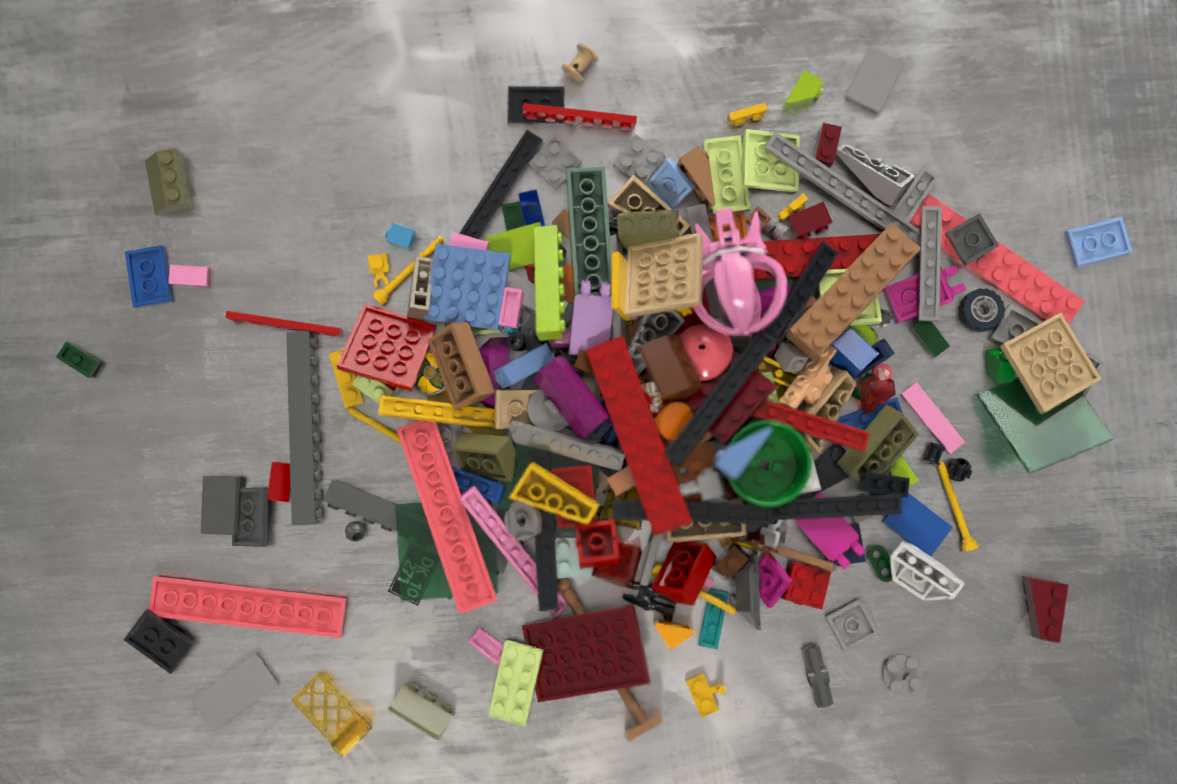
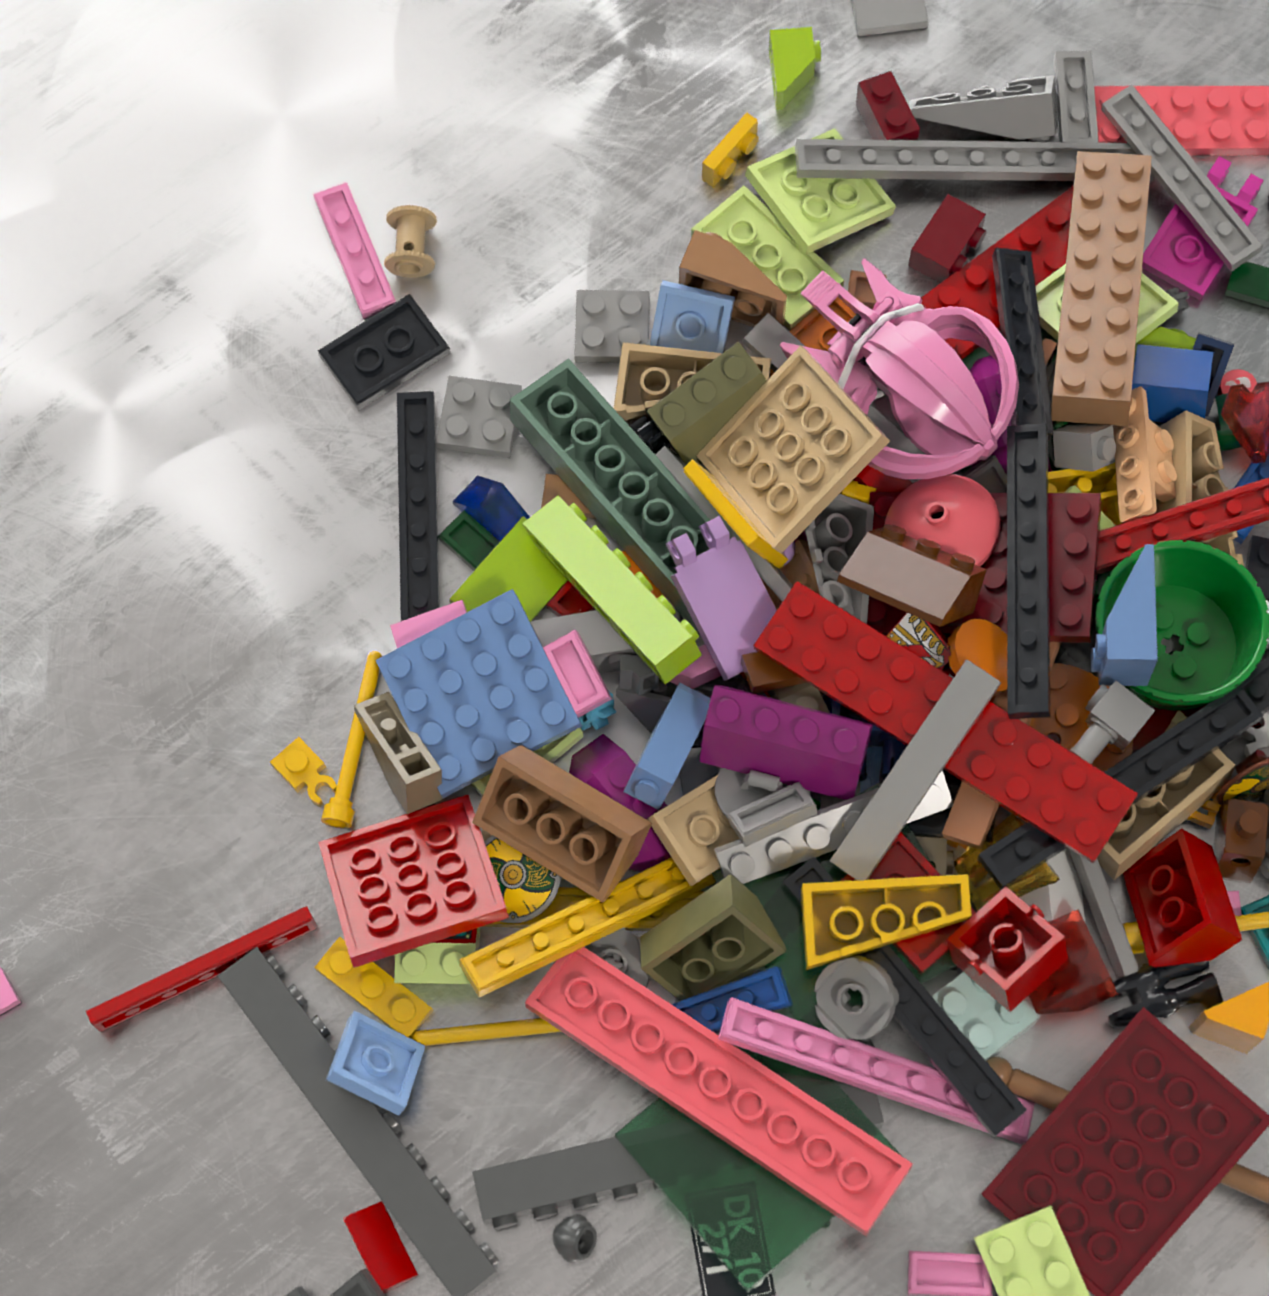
camera: 35 degrees left, 15 degrees down
(324, 410) = (376, 1063): none -> light blue plate
(400, 236) = (305, 693): dark azure brick -> none
(513, 339) = (624, 740): black bush -> none
(544, 423) = (772, 814): none -> light grey tile
(555, 49) = (354, 250): none -> bright pink tile
(585, 117) = (459, 321): red plate -> none
(611, 449) = (915, 771): none -> light grey tile
(778, 231) = (913, 279): light grey wheel -> none
(797, 205) = (909, 232): yellow plate -> none
(972, 239) = (1213, 103): dark grey plate -> none

